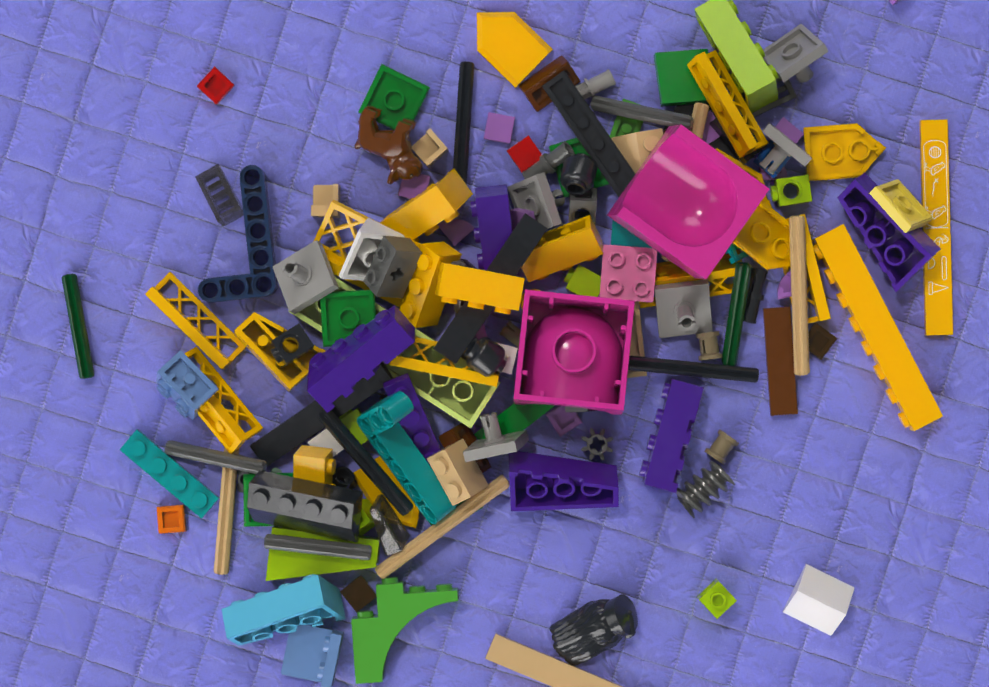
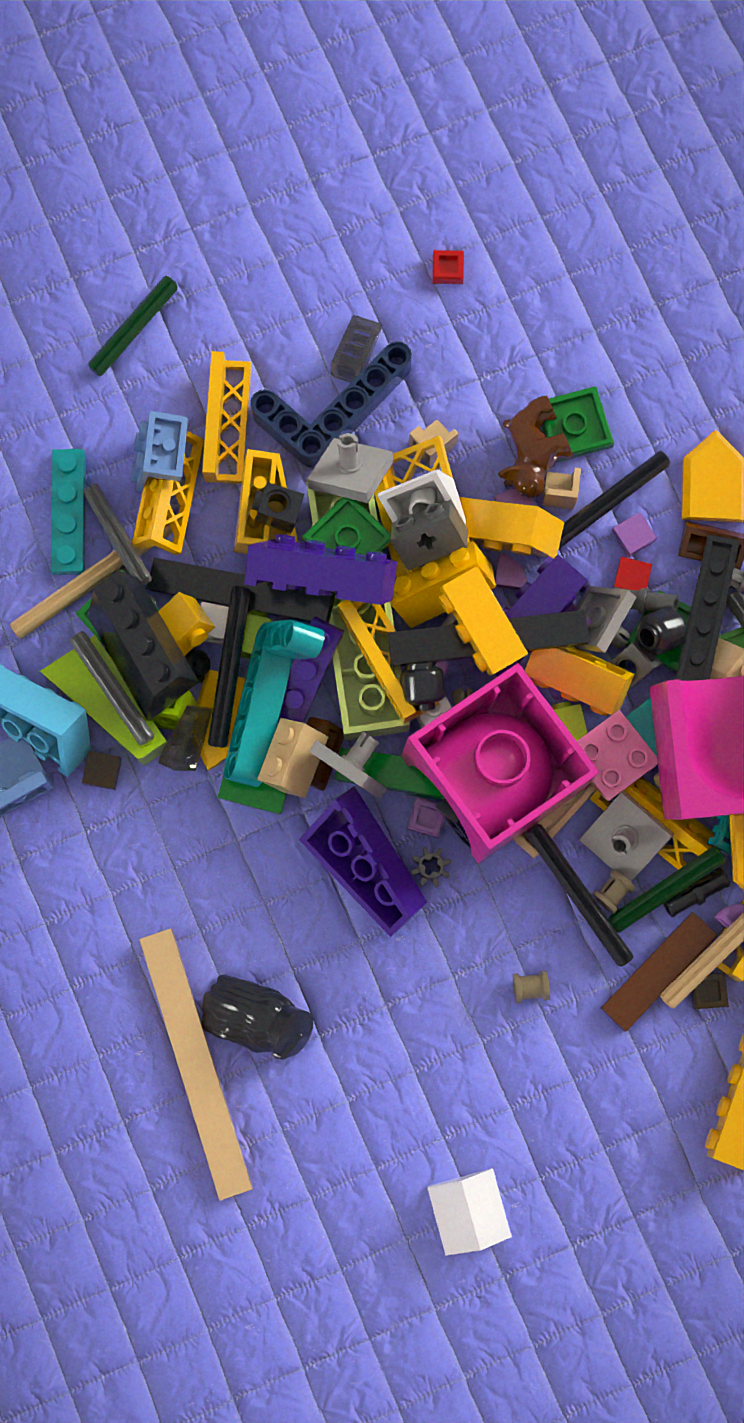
camera: 50 degrees right, 10 degrees down
(171, 518) = (28, 547): orange tile -> none
(396, 607) = (75, 818): bright green arch -> none
(442, 527) = (228, 790): tan axle -> none
(672, 435) = (502, 928): dark purple wedge -> none
(703, 488) = (478, 1003): dark grey piece -> none
(716, 598) = (385, 1109): lime brick -> none

